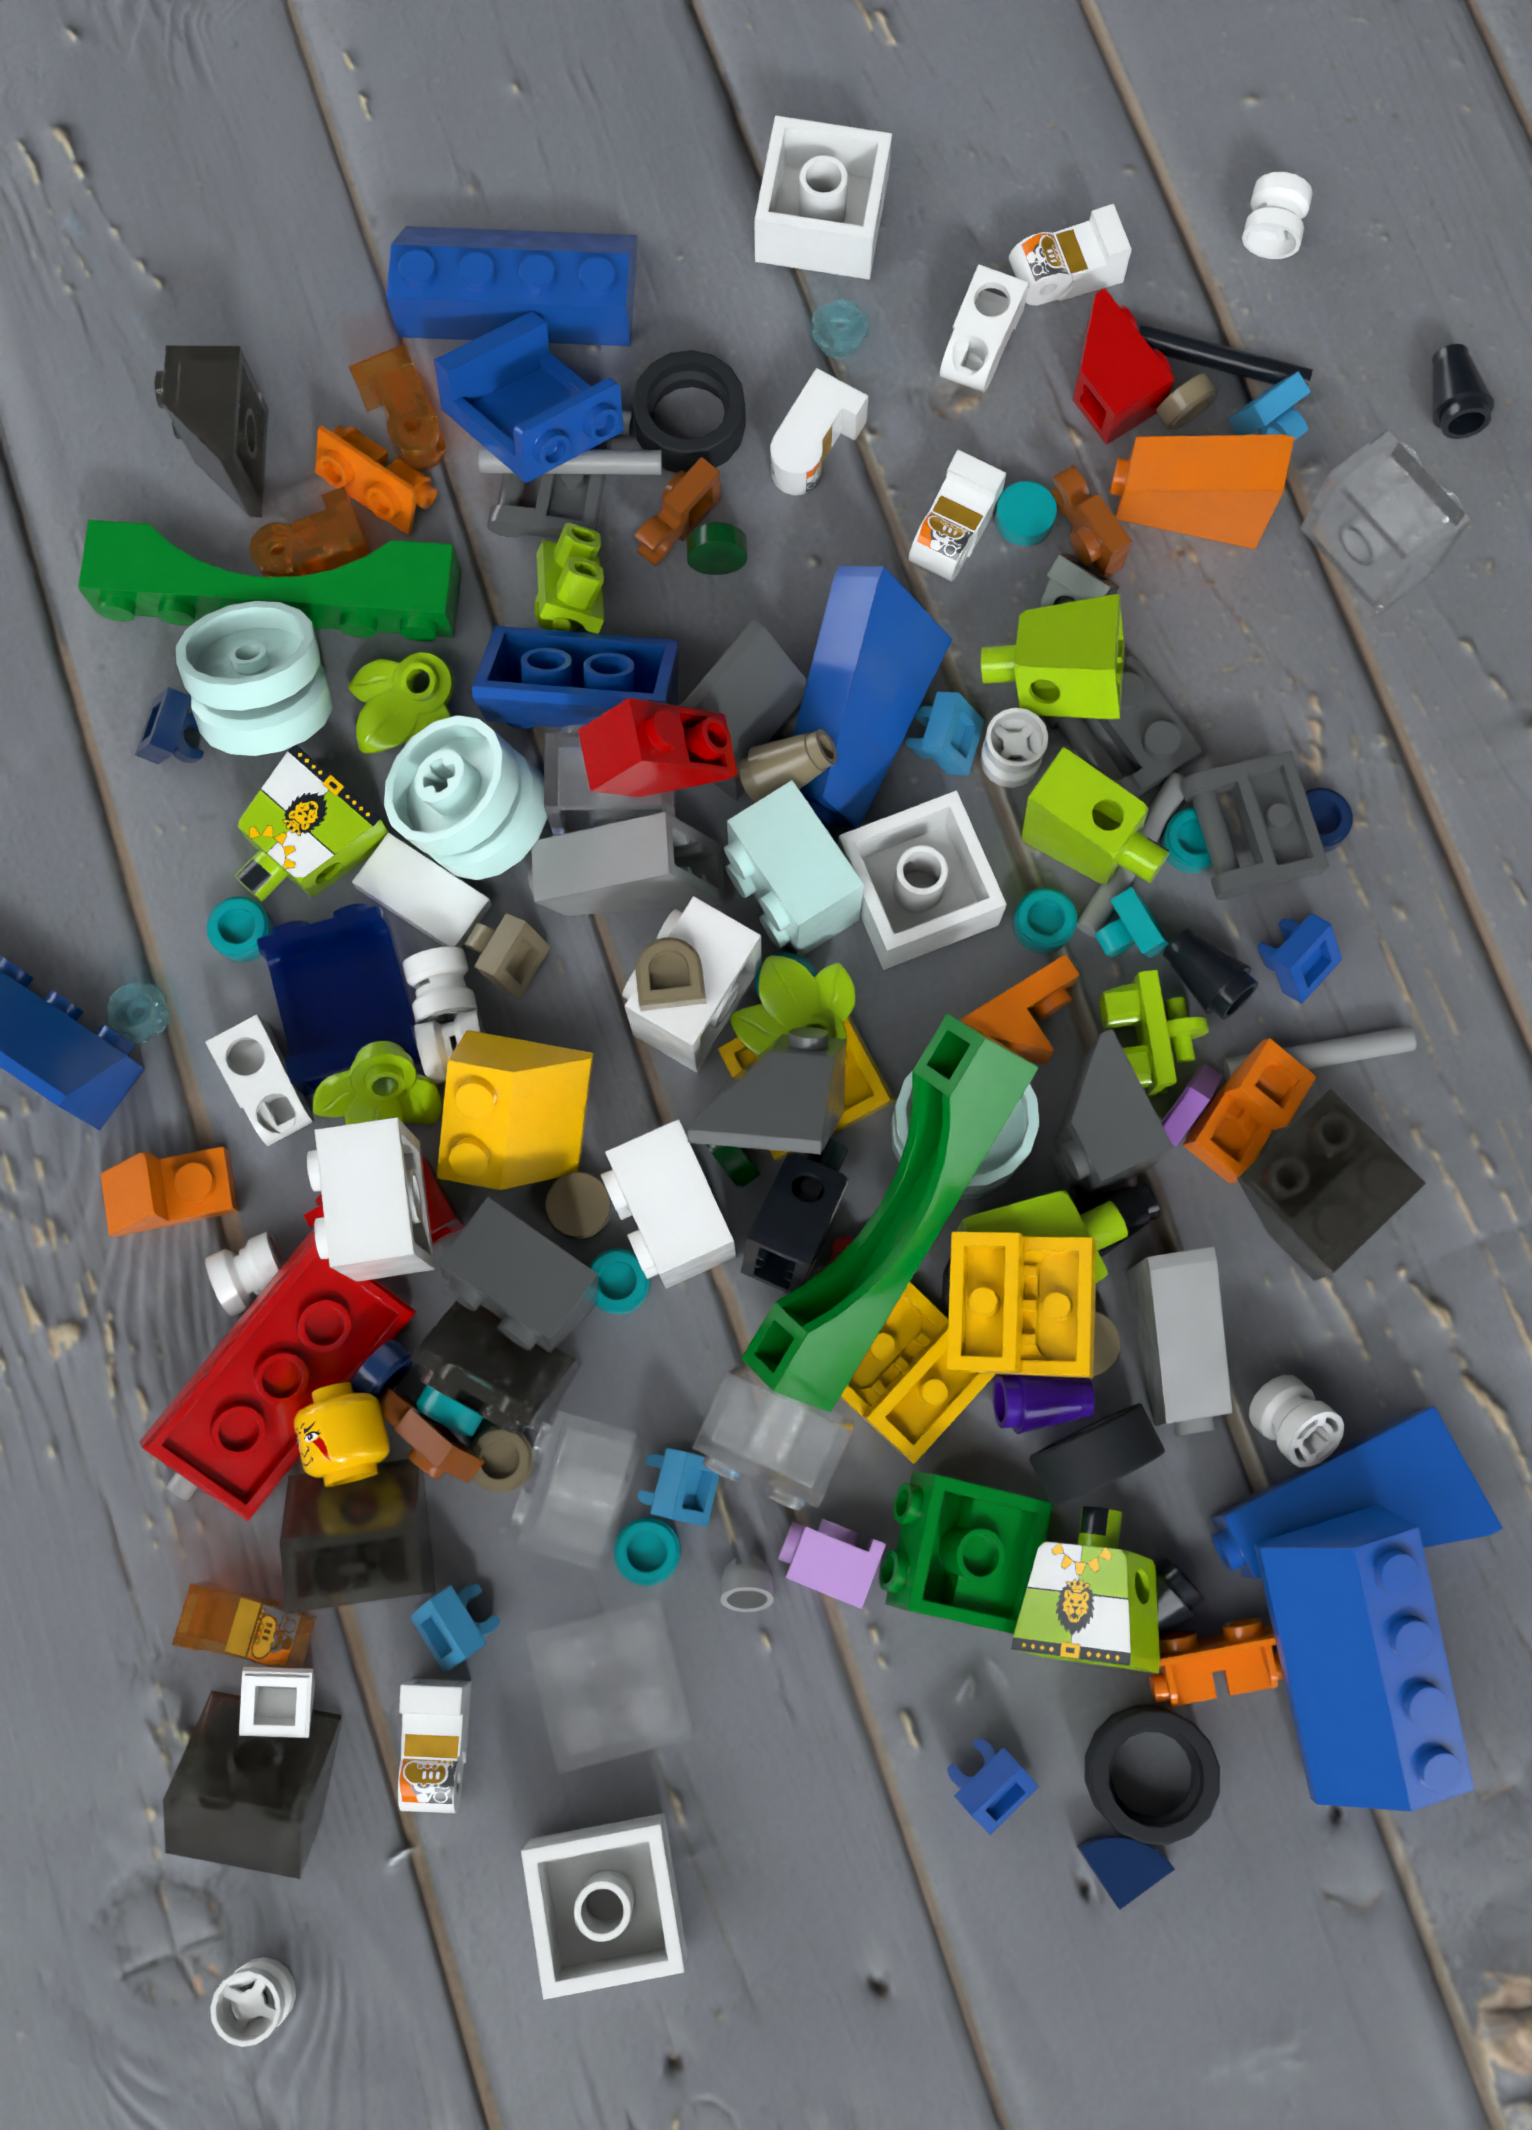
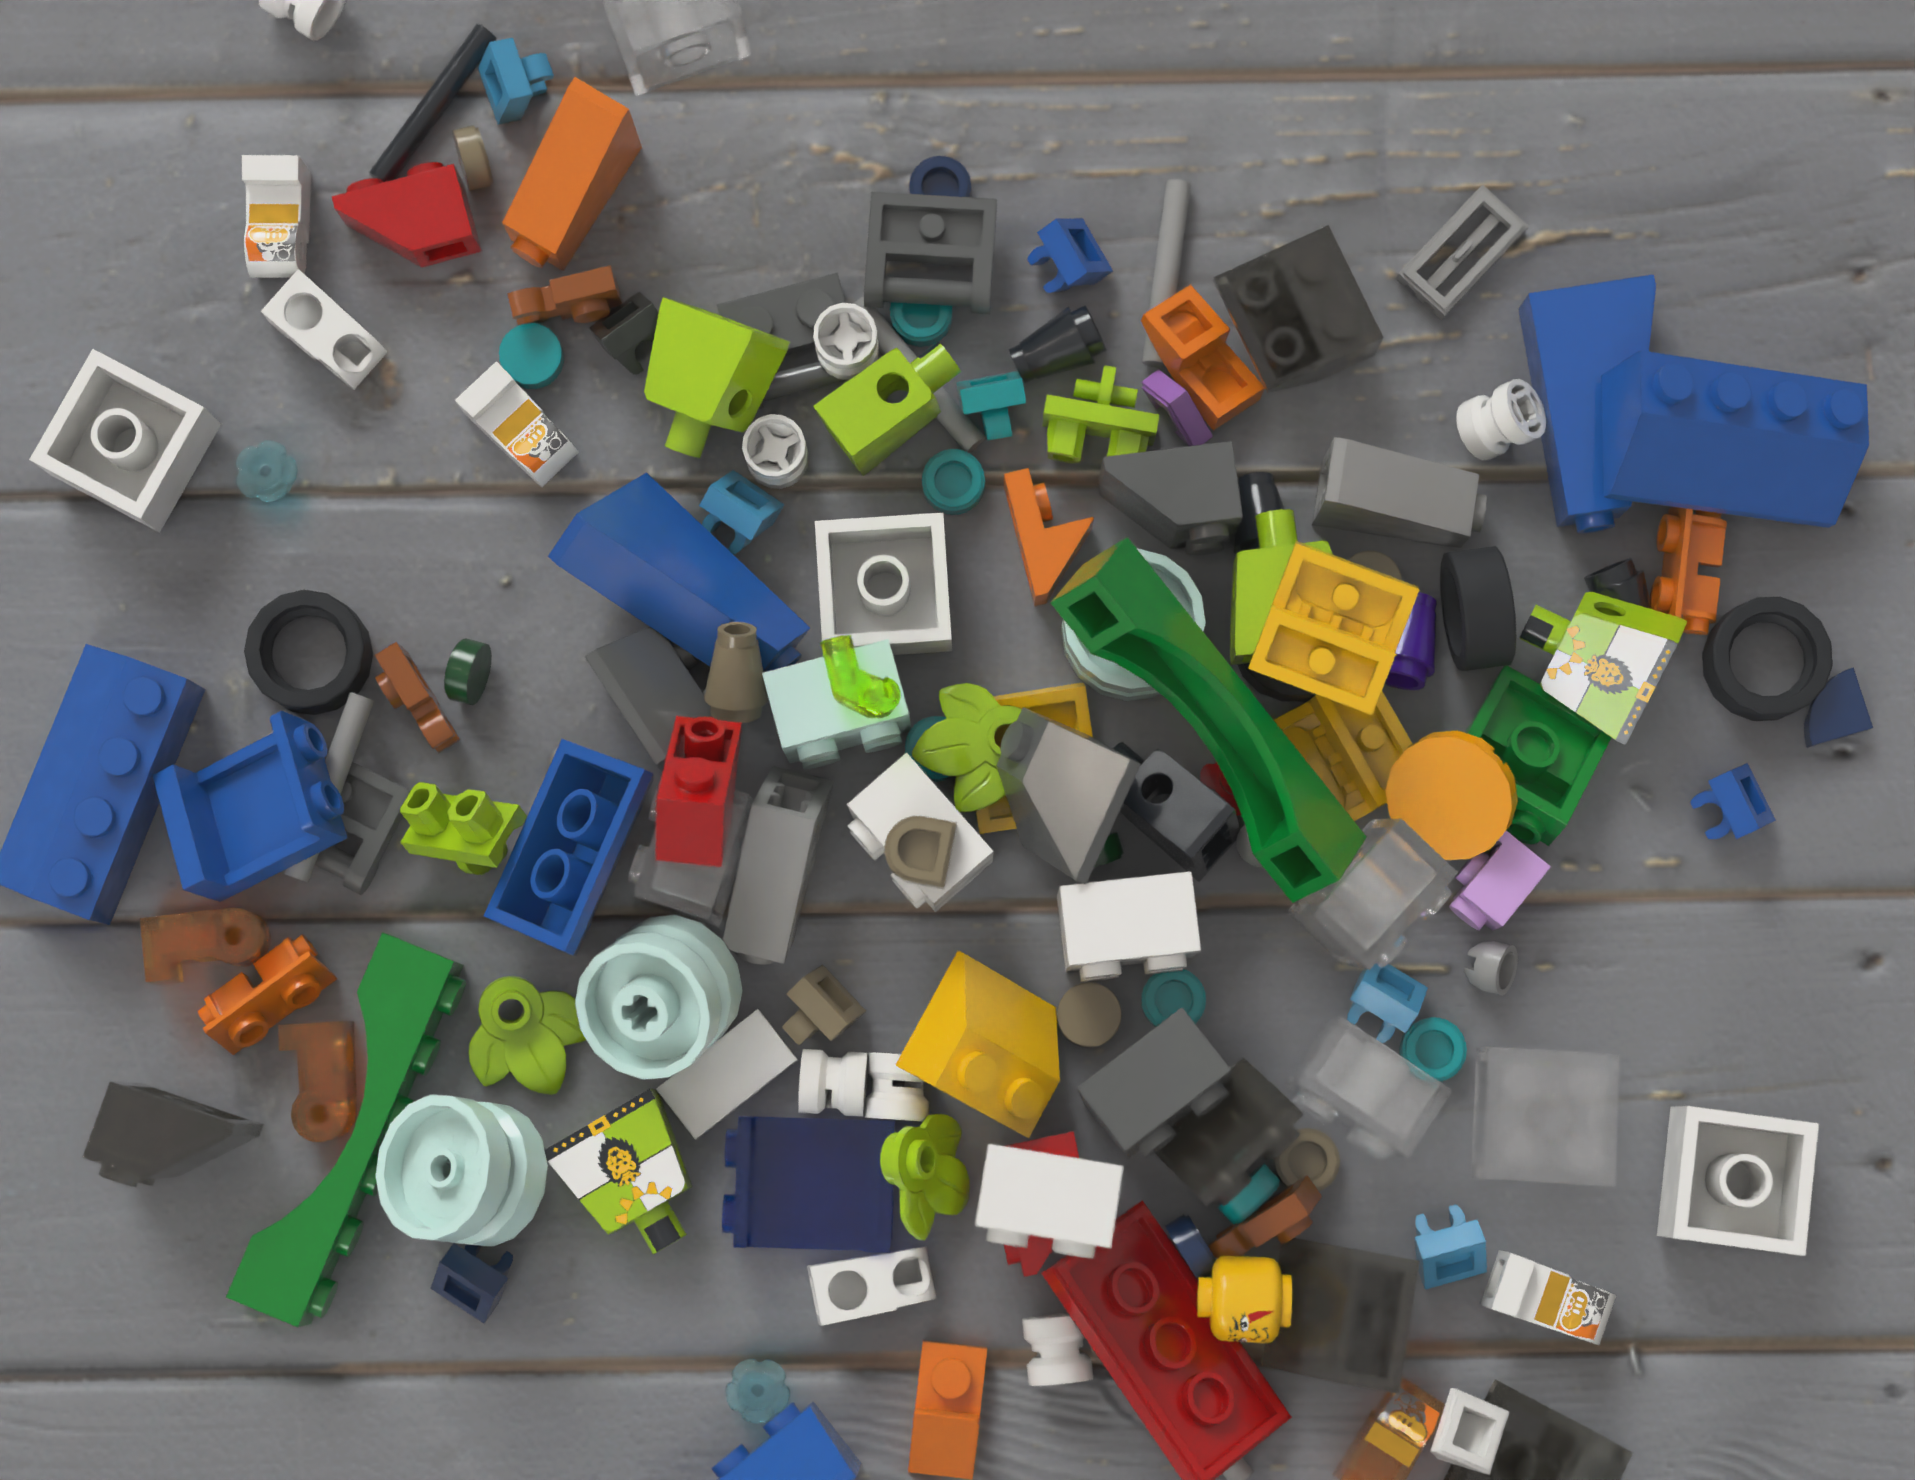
camera: 70 degrees left, 5 degrees up
(236, 926) = (703, 1266): teal tile -> none
(806, 862) = (853, 686): none -> clear neon green arm
(811, 429) = (387, 554): white leg -> none
(898, 1483) = (1453, 793): none -> light orange tile
(1144, 756) = (844, 328): none -> white wheel
(1398, 1311) = (1427, 290): none -> light grey tile

